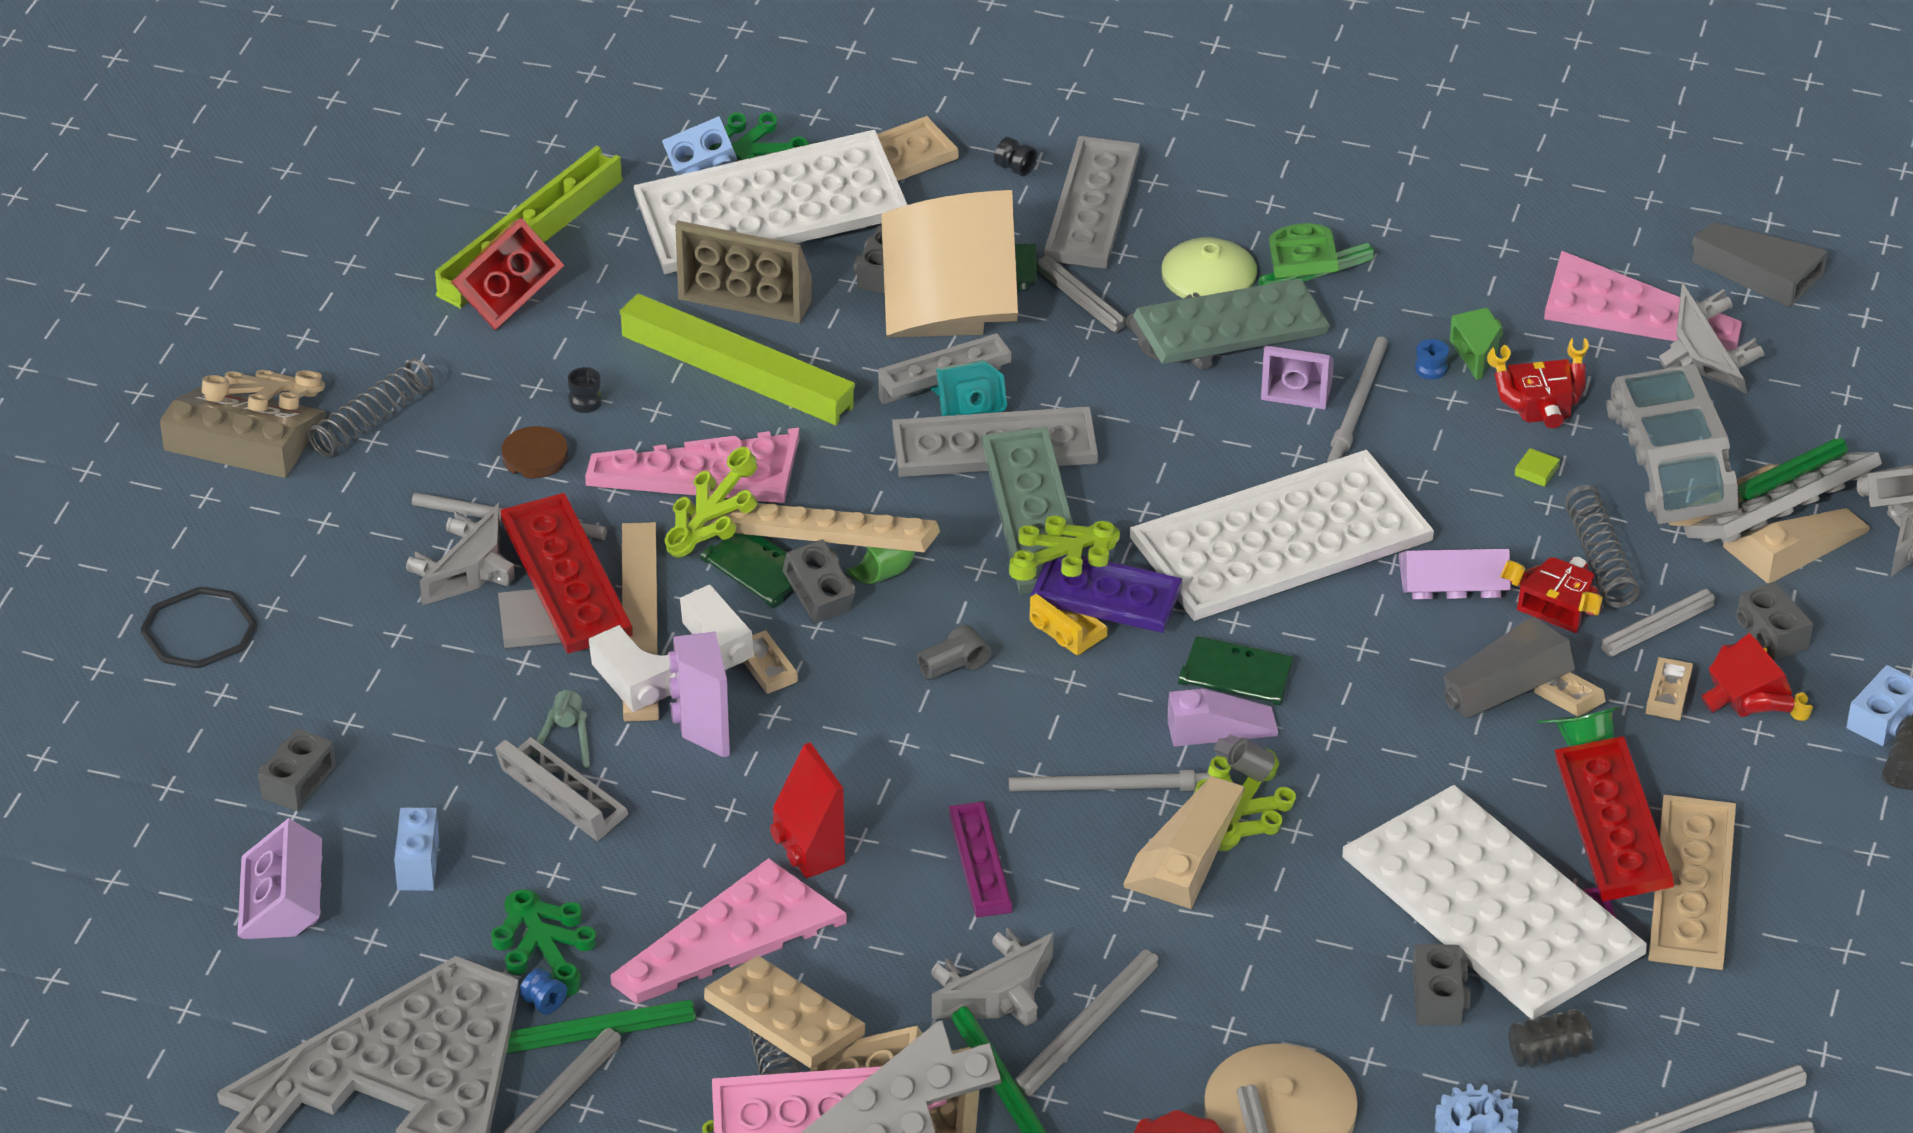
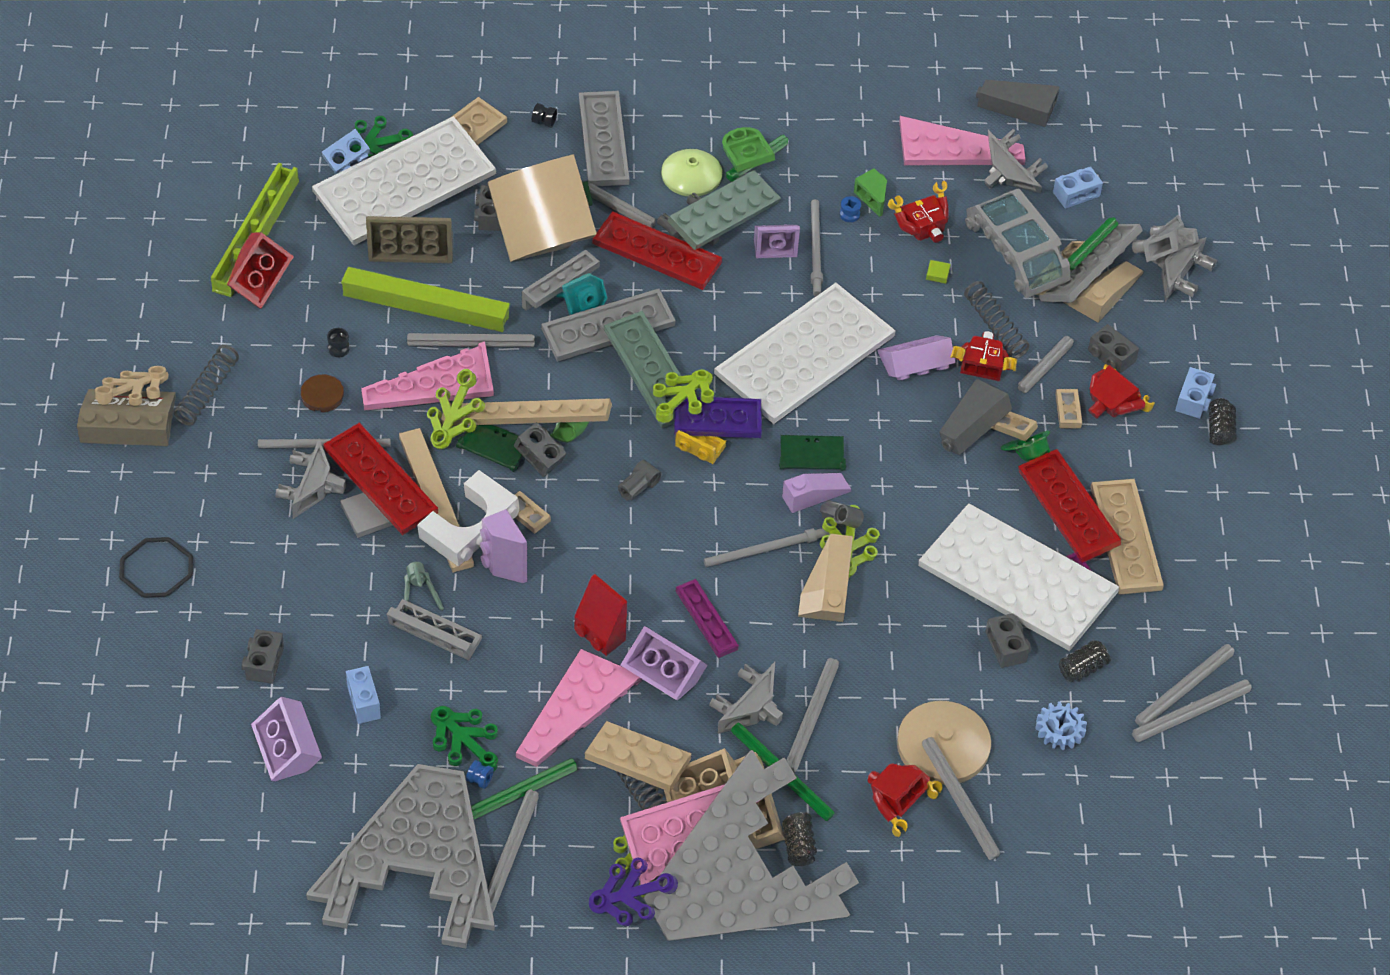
camera: 20 degrees left, 10 degrees up
(780, 424) = (471, 340): none -> light grey axle
(882, 902) = (663, 664): none -> lavender slope
(1111, 360) = (657, 250): none -> red plate
(1805, 393) = (1077, 187): none -> light blue brick

